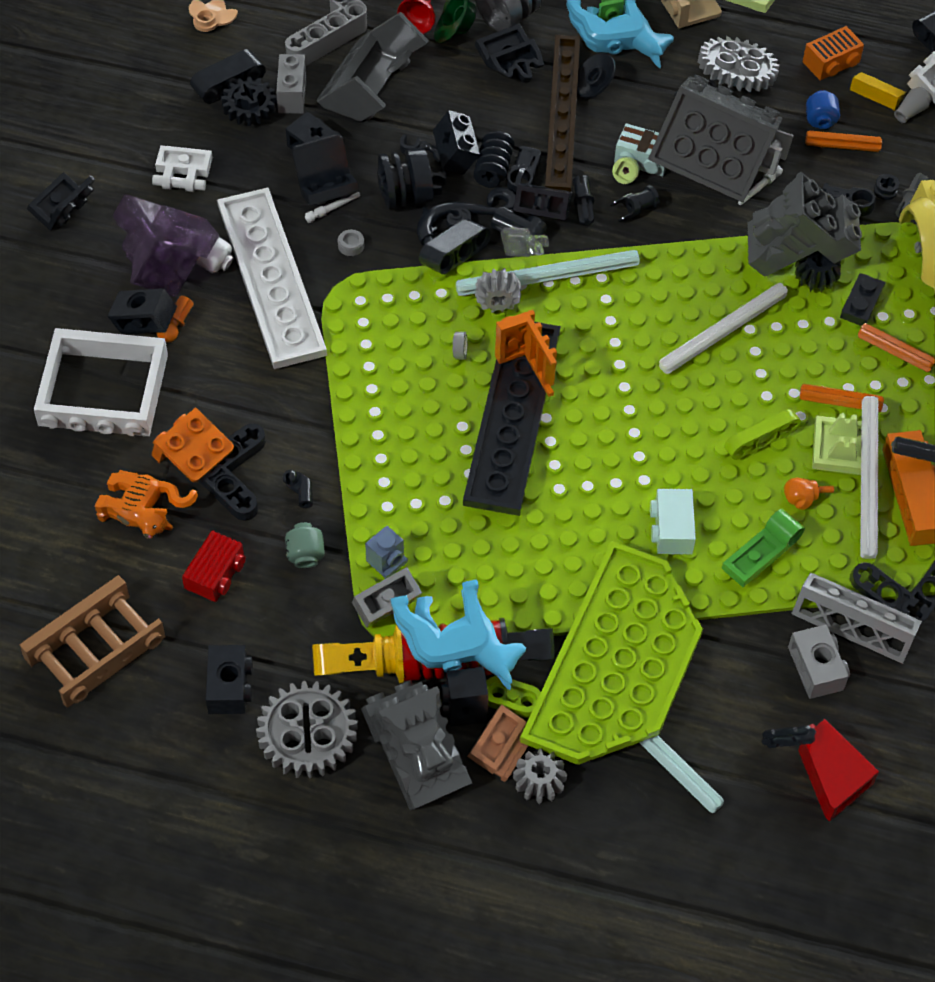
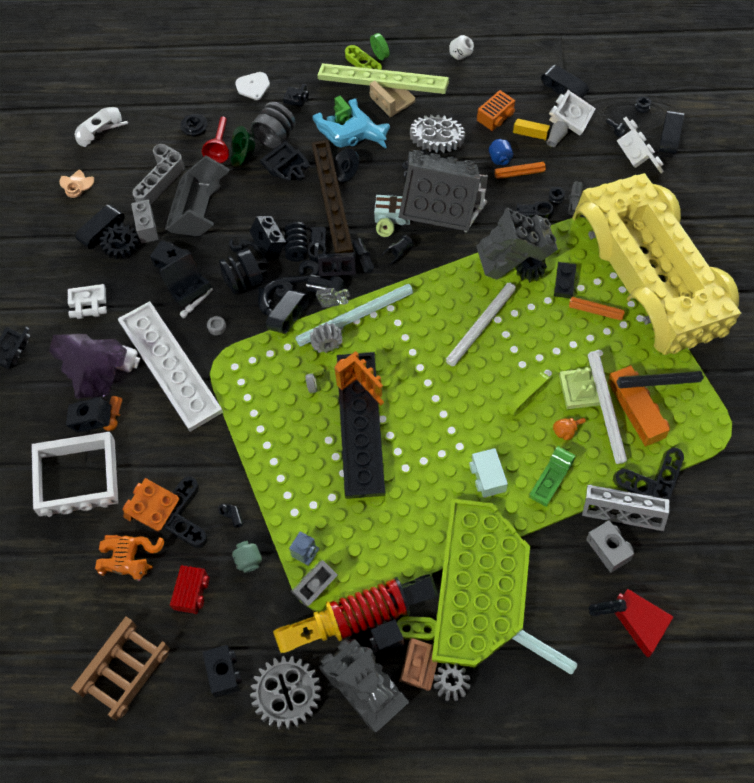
camera: 10 degrees left, 5 degrees up
(461, 641) = (375, 606): medium azure animal -> none
(835, 396) = (569, 353): orange axle -> none

